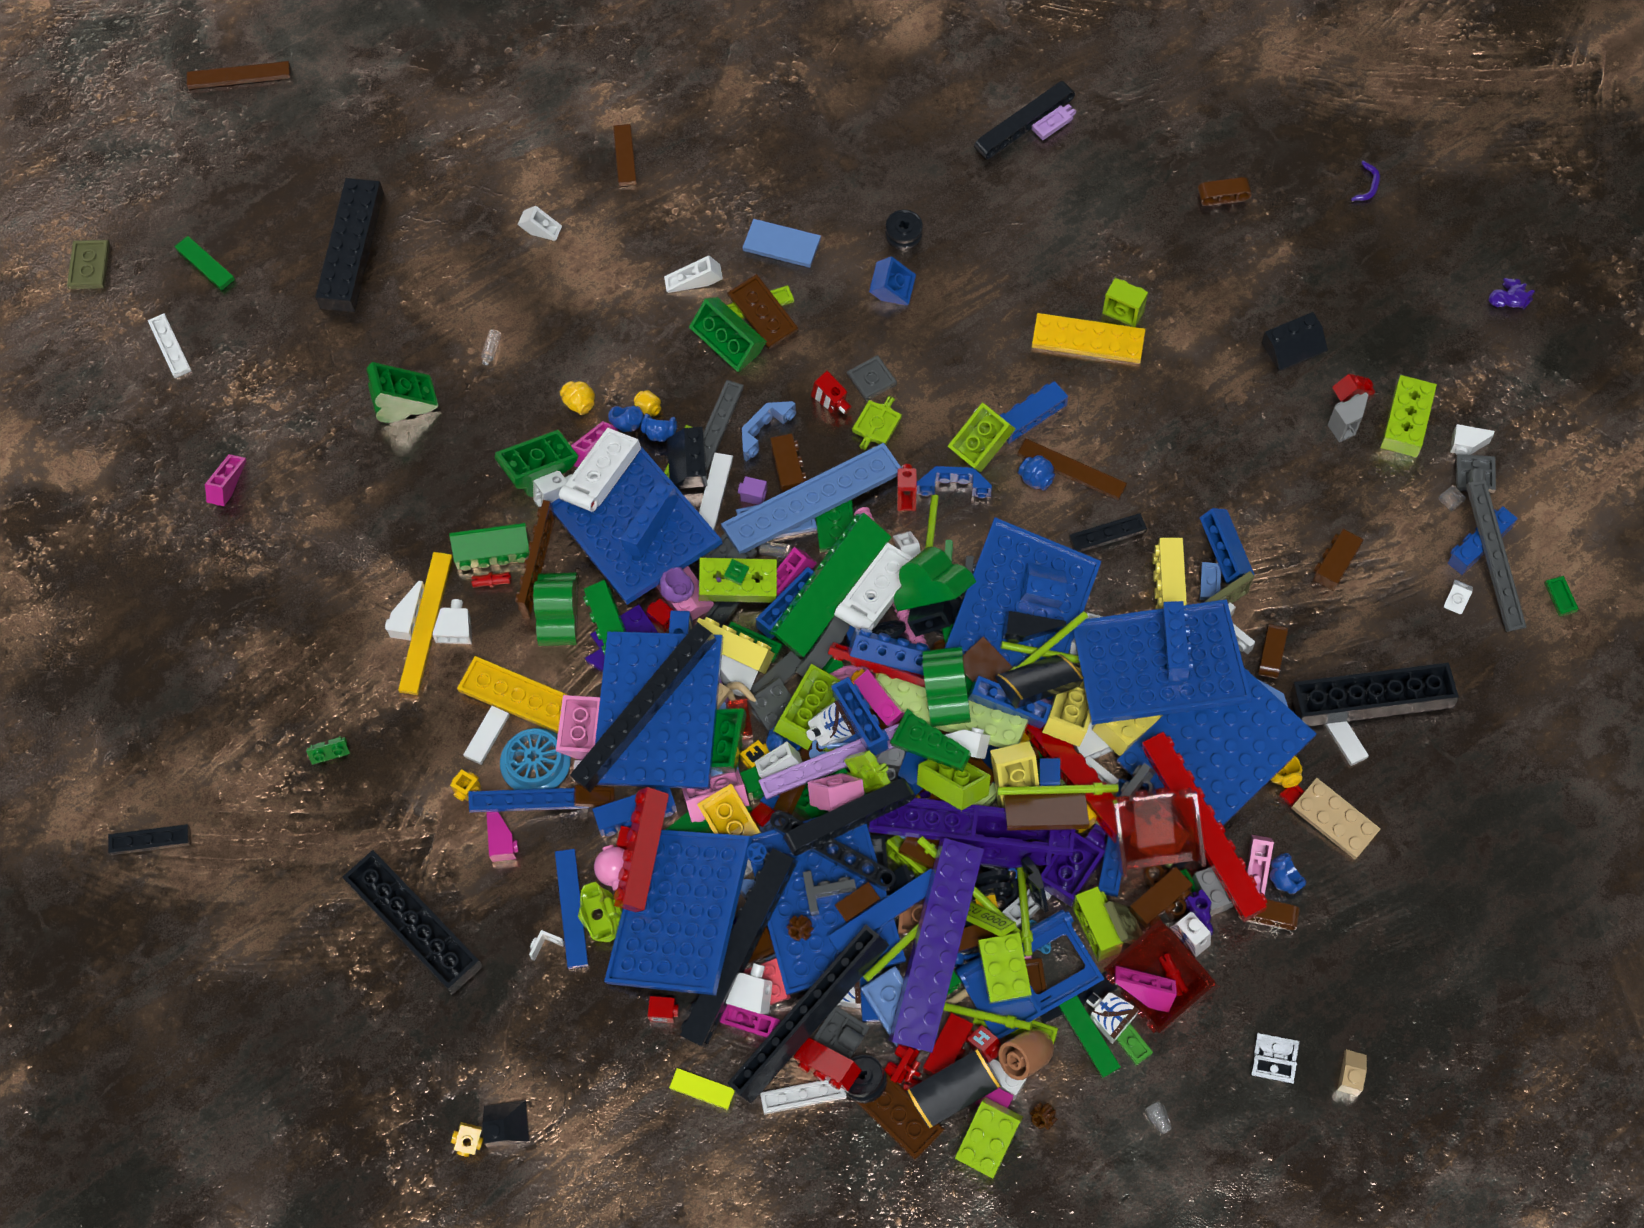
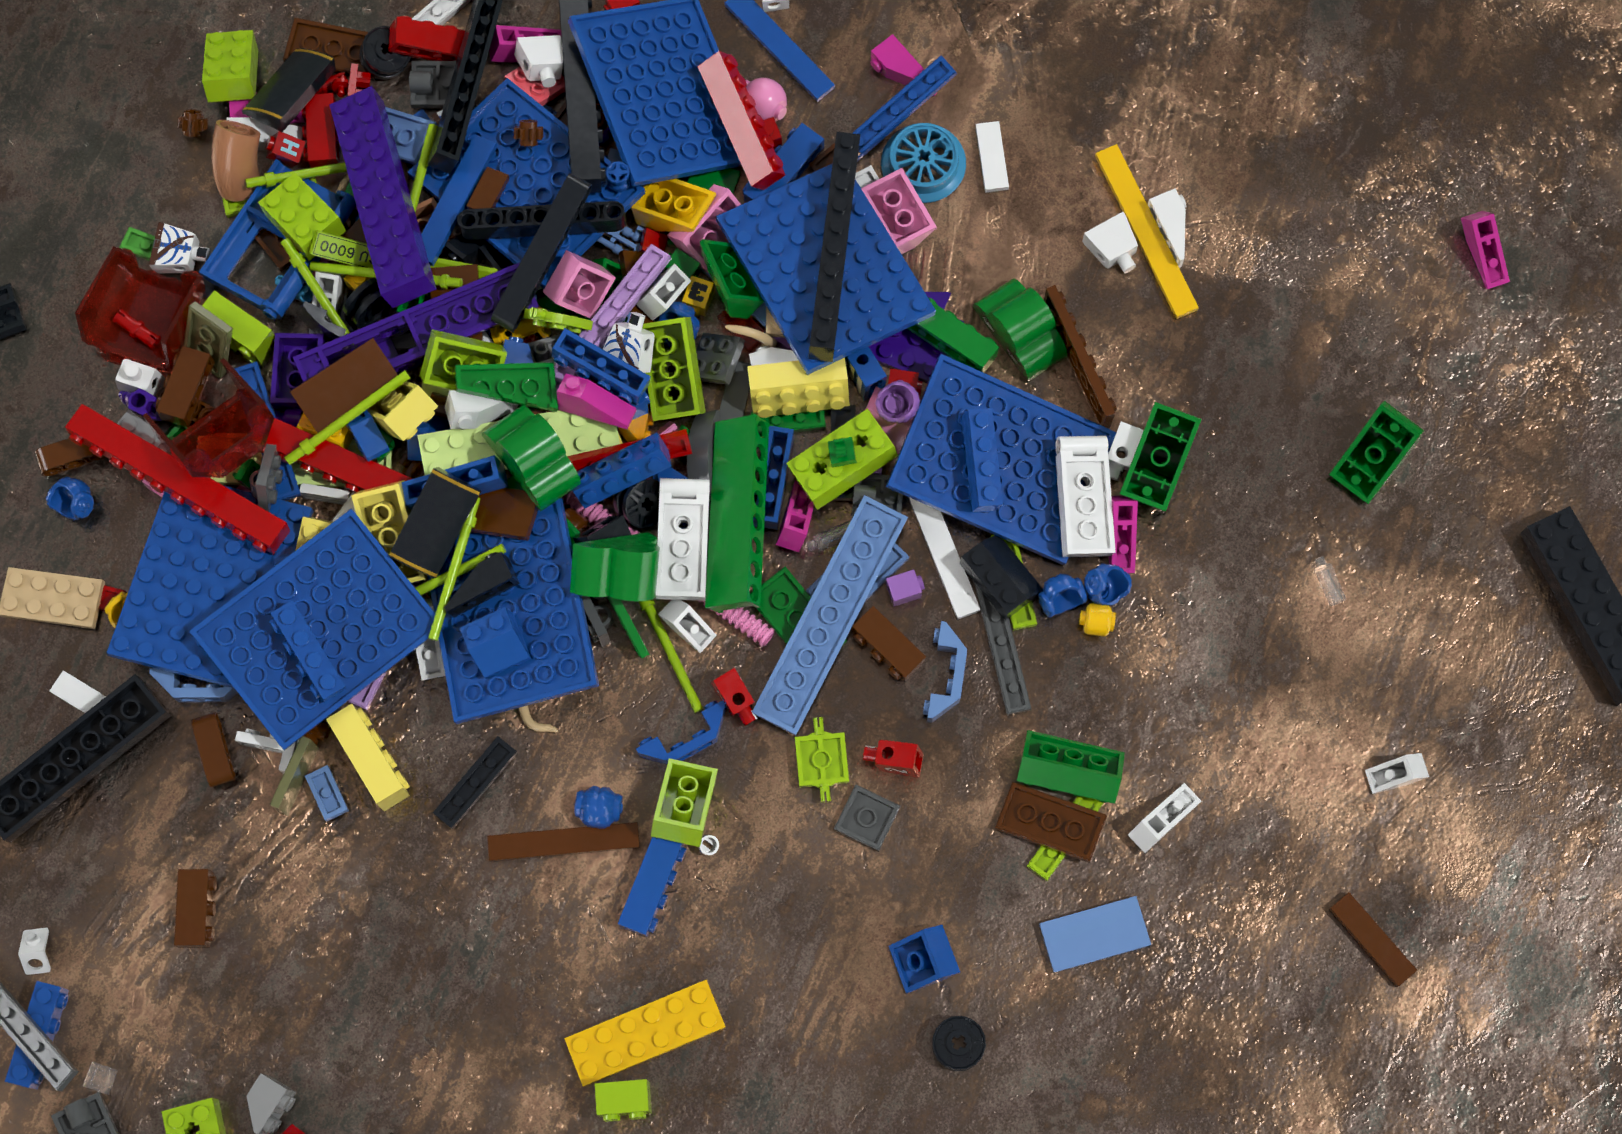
camera: 145 degrees right, 10 degrees up
(321, 752) = (1144, 38): green hinge -> none
(463, 783) = (969, 88): yellow brick -> none
(490, 546) = (1138, 343): green slope -> none
(491, 579) = (1113, 315): red pin -> none
(513, 693) = (994, 212): yellow plate -> none
(578, 397) = (1181, 578): yellow hair -> none
(594, 898) = (734, 41): lime piece -> none
(825, 889) = (526, 180): dark grey bracket -> none
(1089, 1036) = (170, 213): green tile -> none
(1149, 989) = (153, 290): dark pink slope -> none
(1159, 1117) = (82, 190): clear cone -> none
(1226, 544) = (328, 843): blue brick -> none
(1259, 860) = (107, 495): bright pink slope -> none

